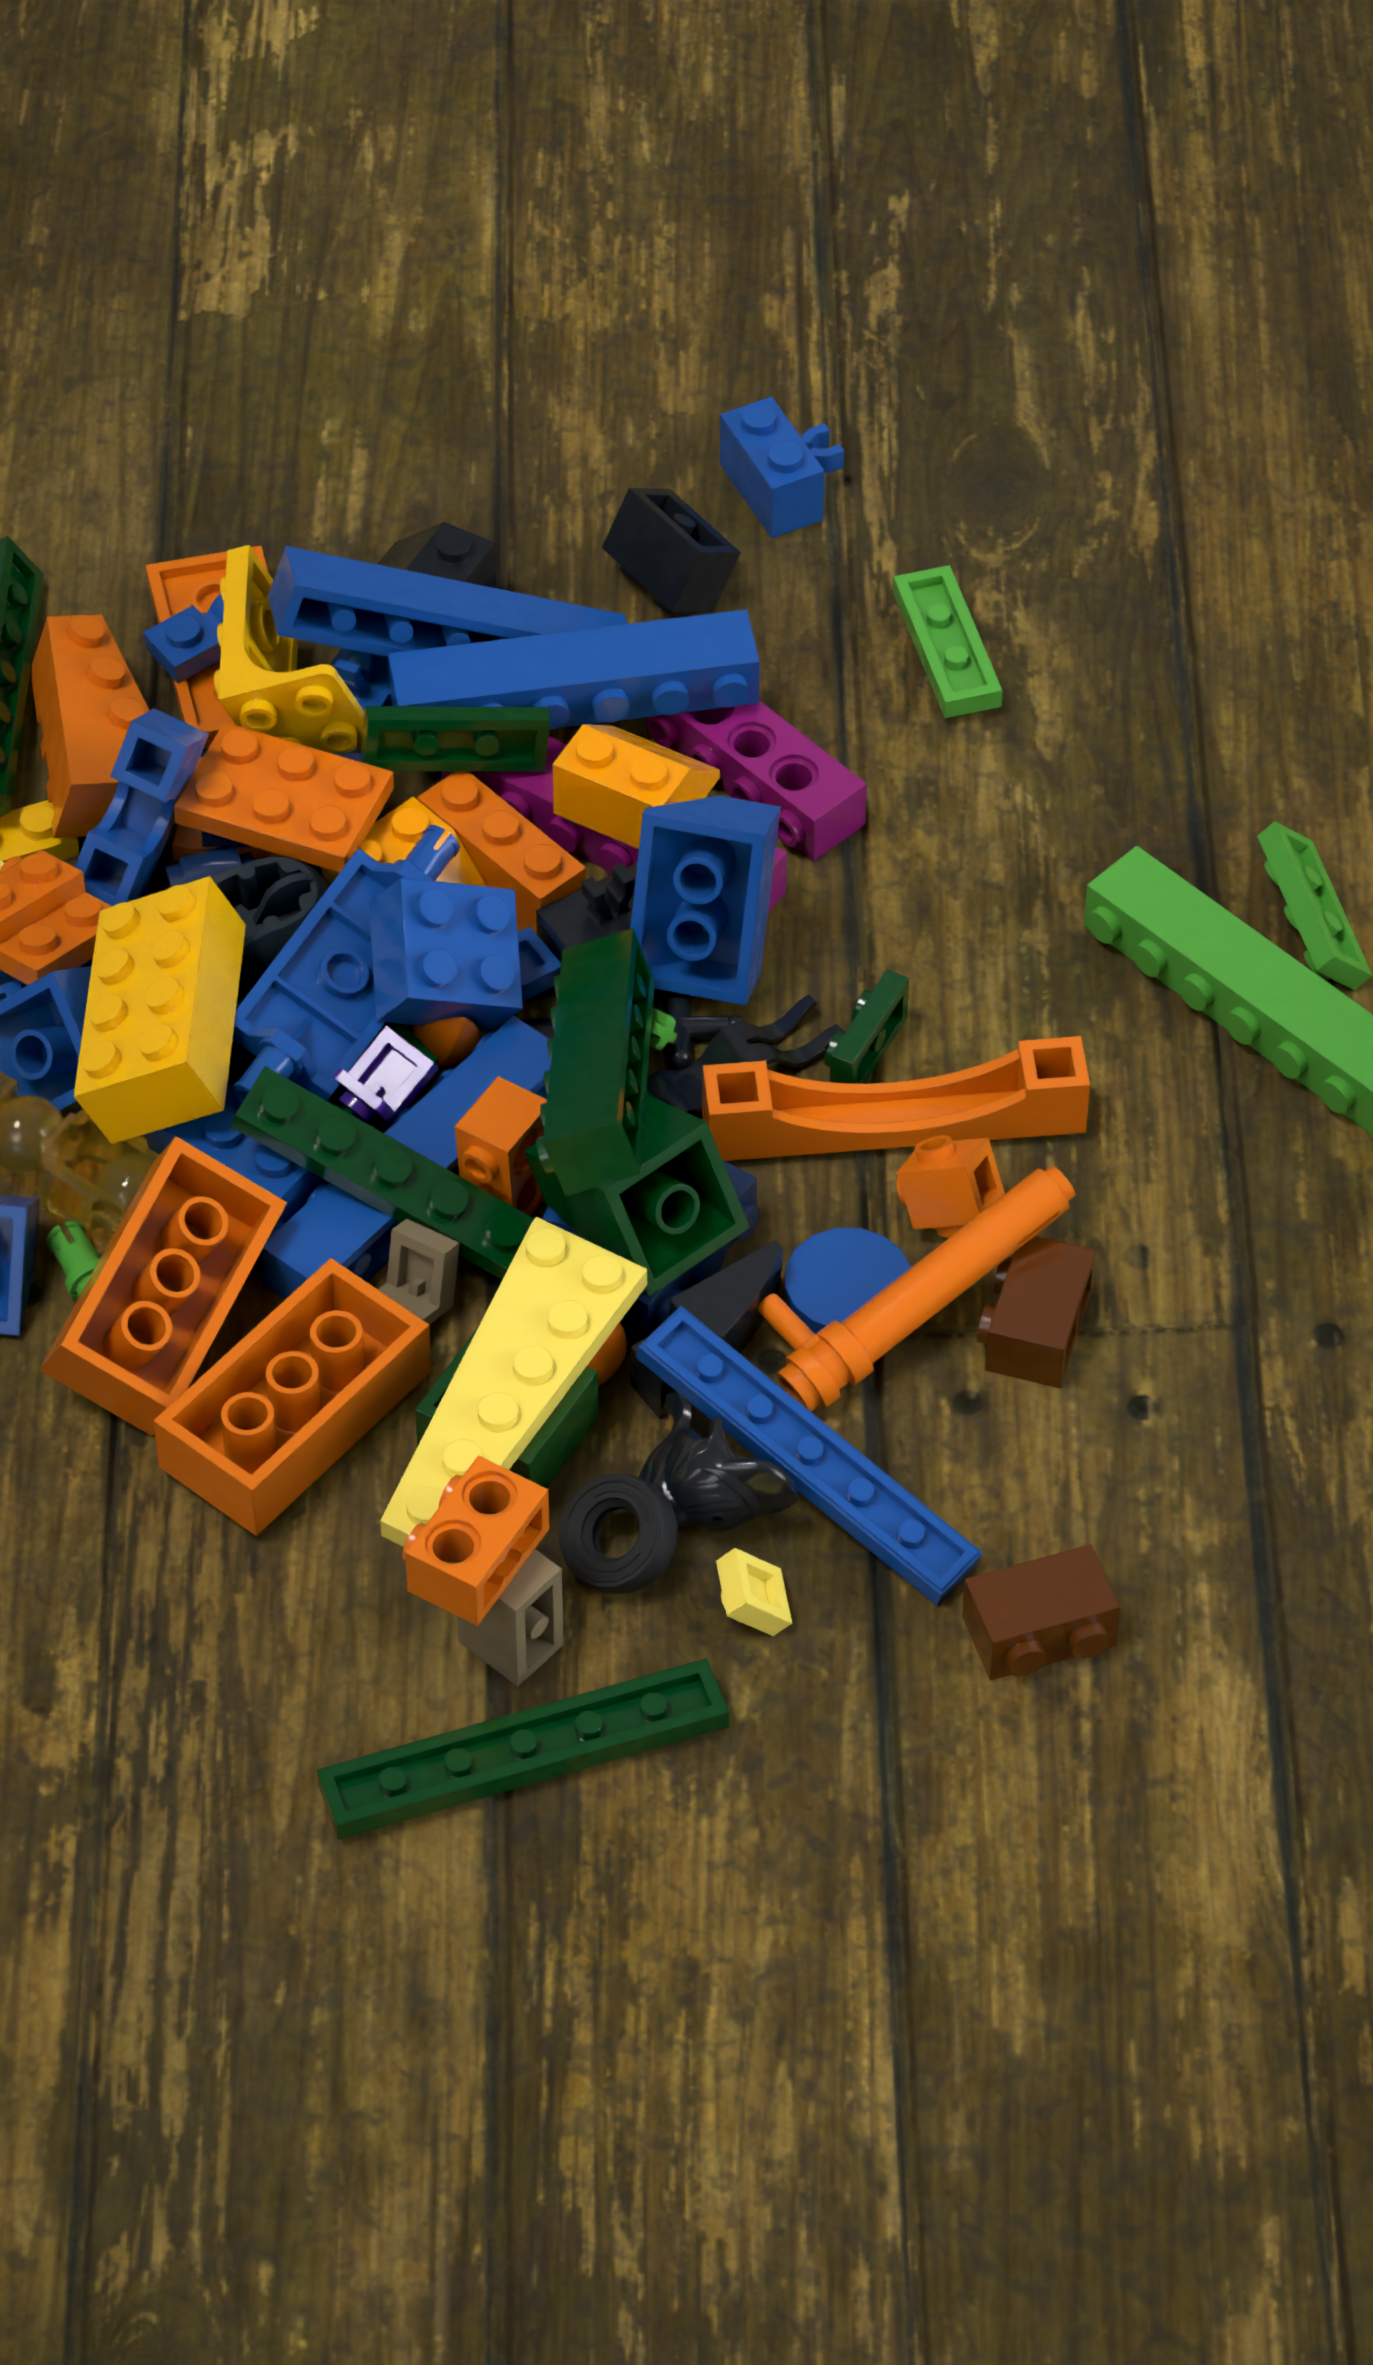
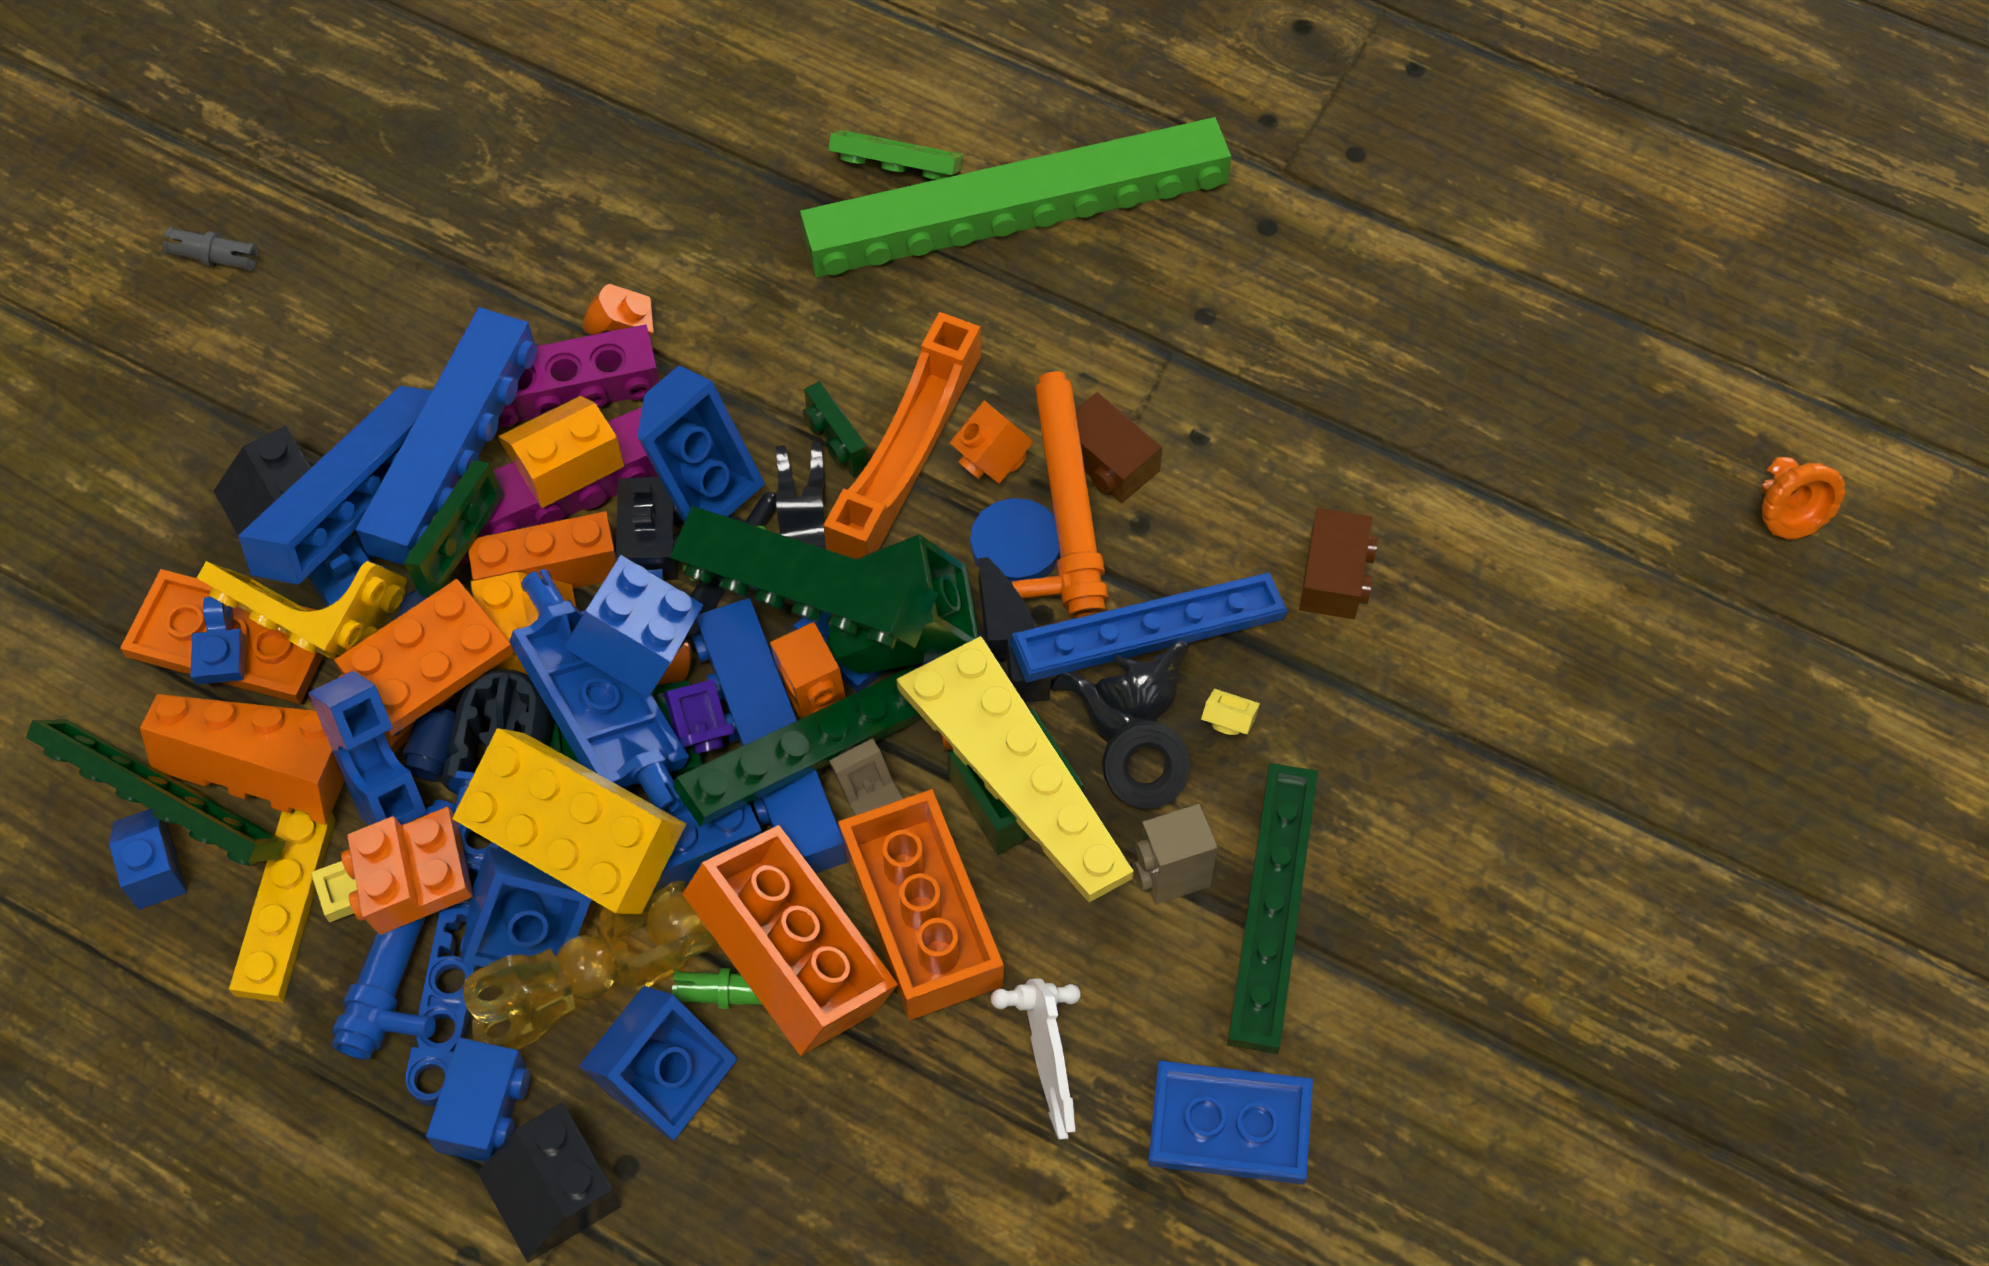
camera: 60 degrees left, 10 degrees up
(224, 1830) = (1231, 1122): none -> blue tile
(251, 1565) = (1041, 1002): none -> white piece
(487, 1544) = (1175, 835): orange brick -> none
(670, 551) = (363, 334): black brick -> none
(692, 372) = (210, 249): none -> dark grey pin
(775, 466) = (333, 243): blue brick -> none
(882, 759) = (617, 309): none -> orange plate
(947, 641) = (547, 228): bright green plate -> none

